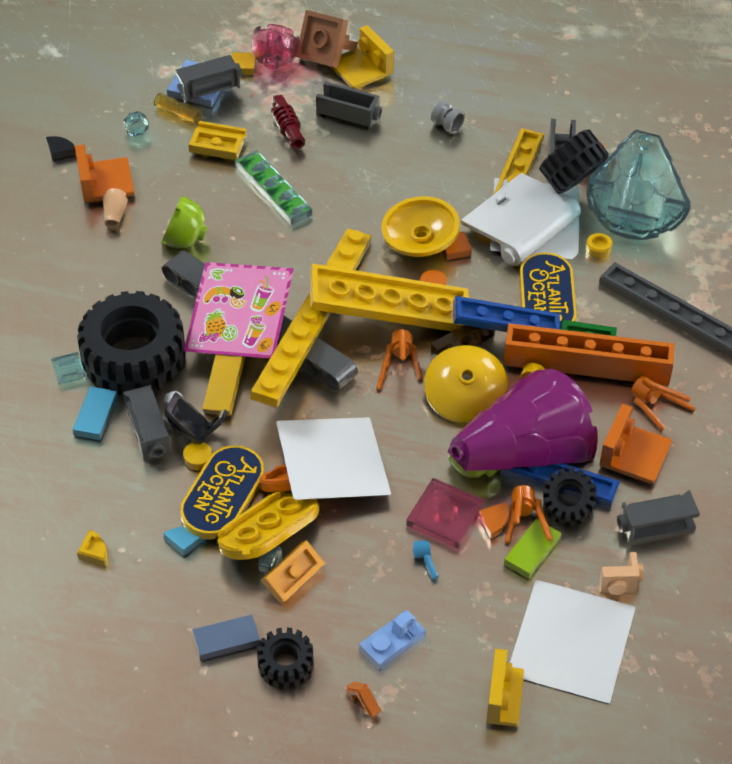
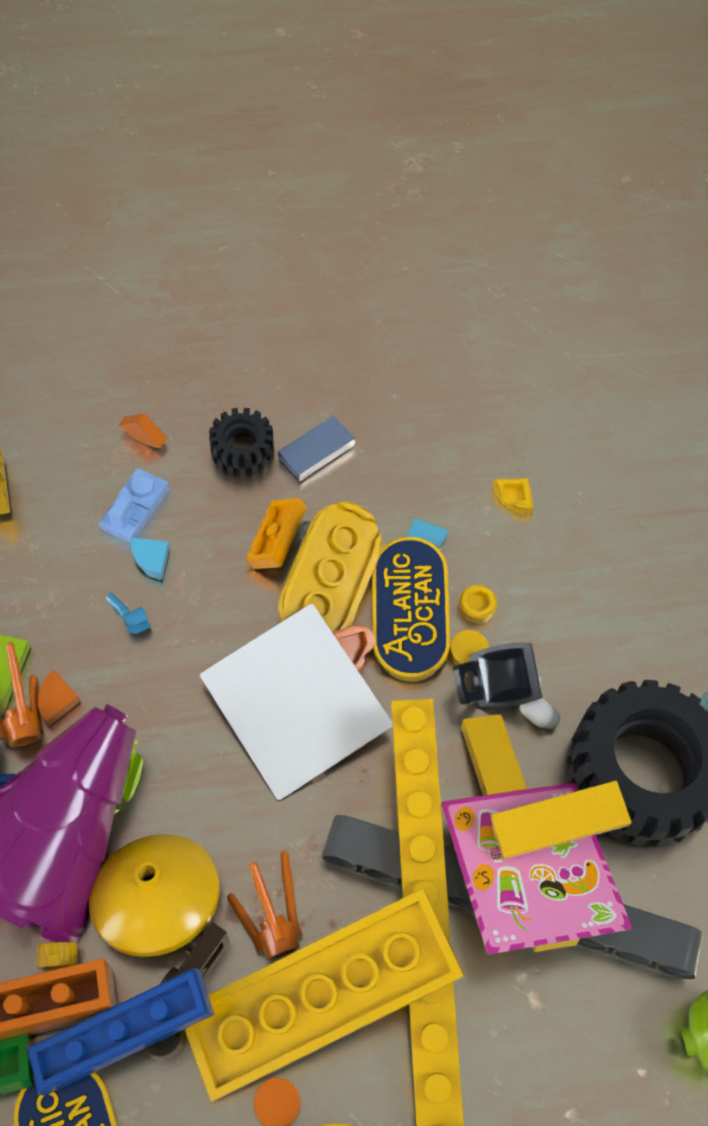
camera: 155 degrees right, 10 degrees up
(95, 413) = (628, 654): medium azure tile -> none
(147, 422) = (558, 663): dark grey window -> none
(172, 483) = (477, 604): none -> yellow tile
(213, 312) = (560, 820): none -> yellow tile
(394, 594) = (150, 556): none -> medium azure tile
(445, 513) = (126, 679): clear pink tile -> none

